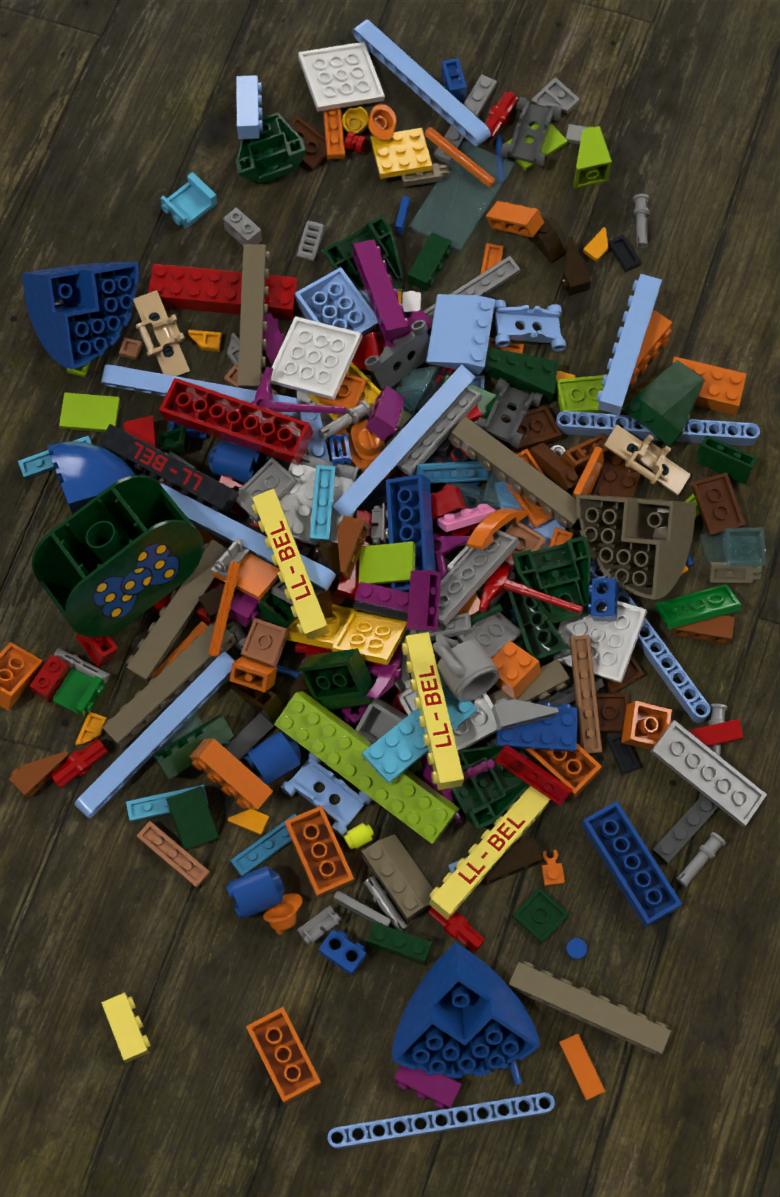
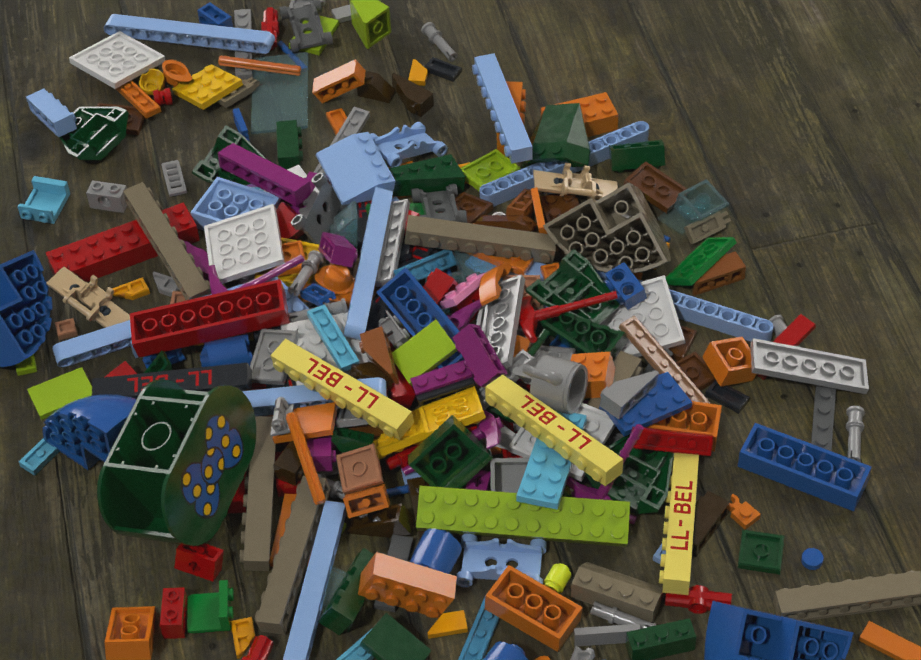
camera: 30 degrees left, 20 degrees down
(81, 665) = (196, 588): light grey pin -> none

